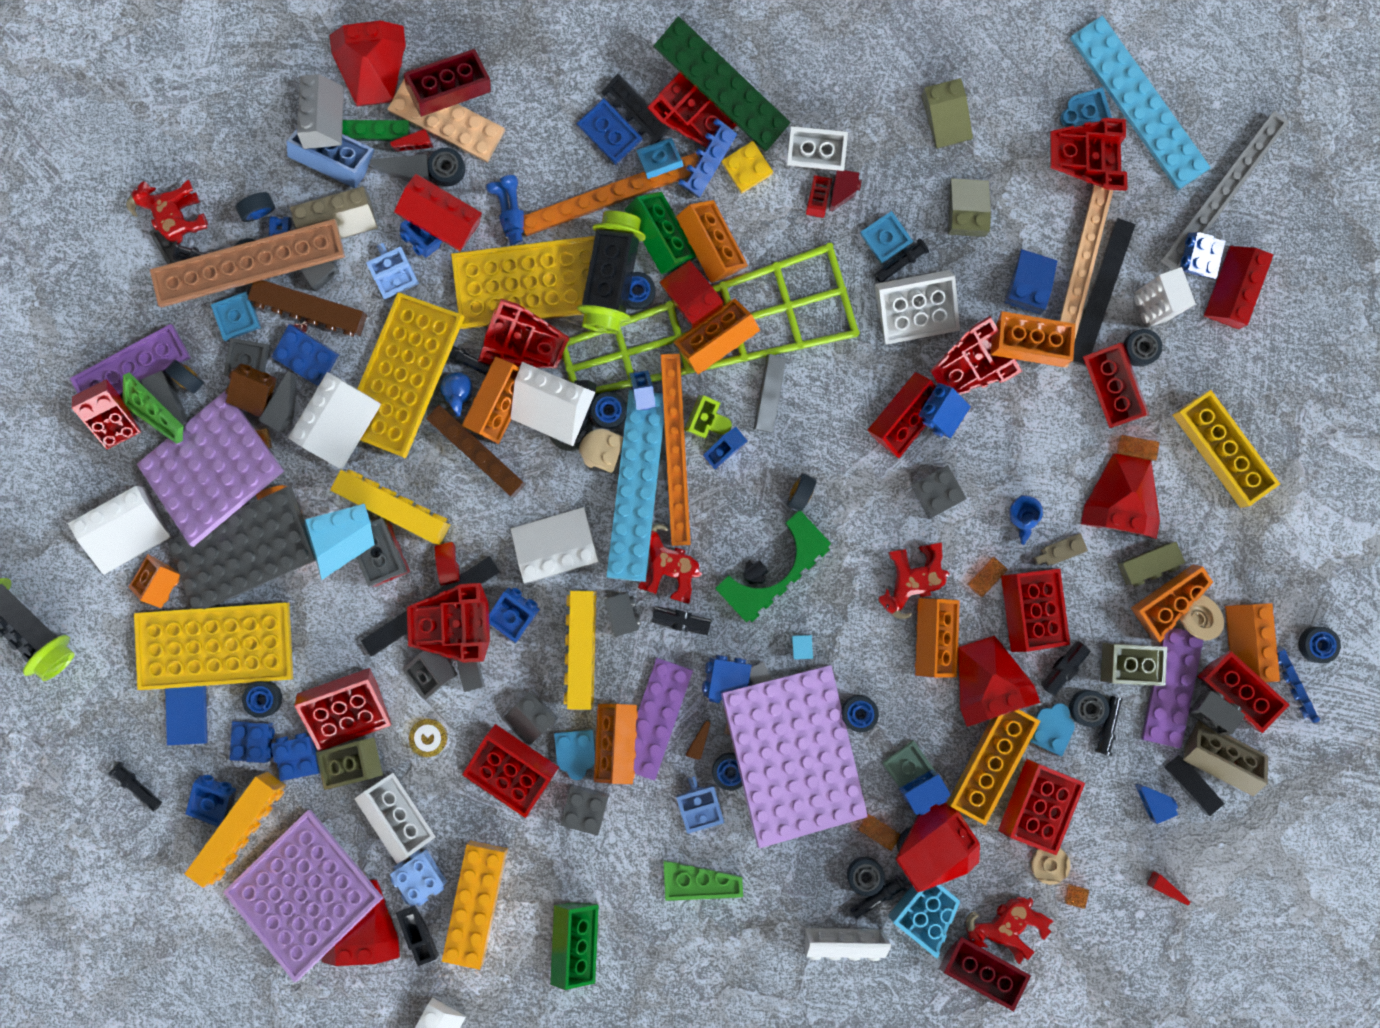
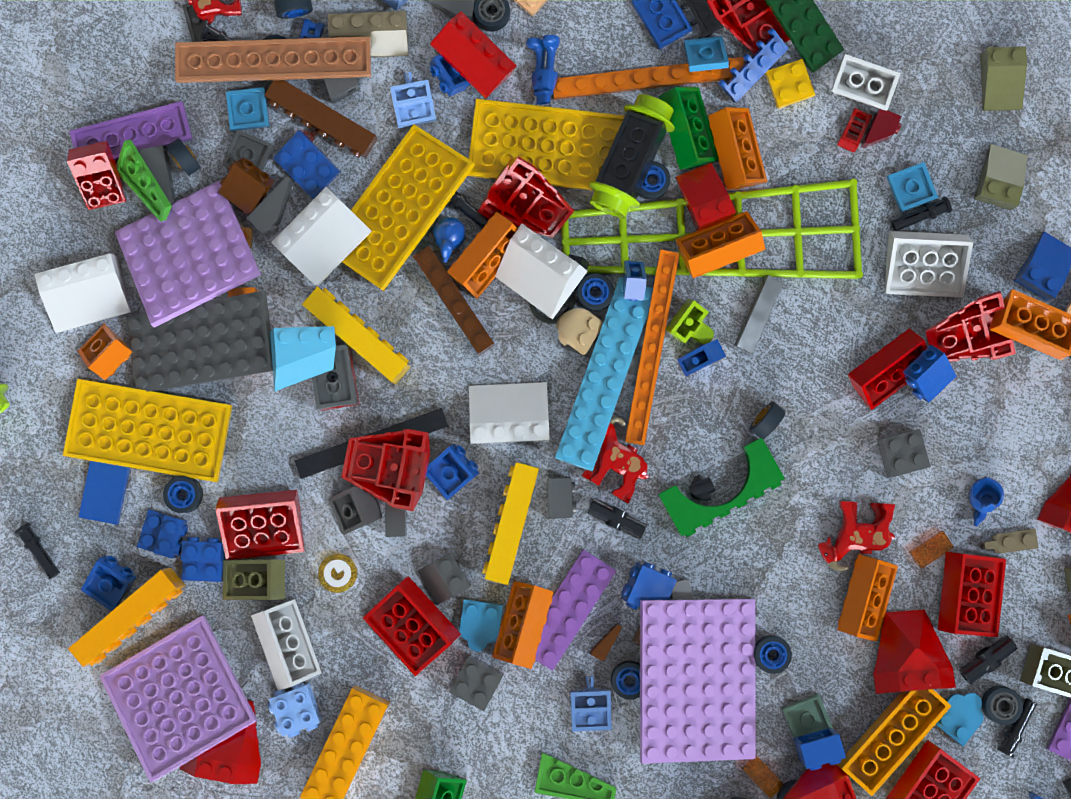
camera: 10 degrees right, 0 degrees up
(417, 935) = (281, 766): black slope -> none
(446, 563) = (398, 405): red slope -> none
(802, 646) = (731, 574): medium azure panel -> none

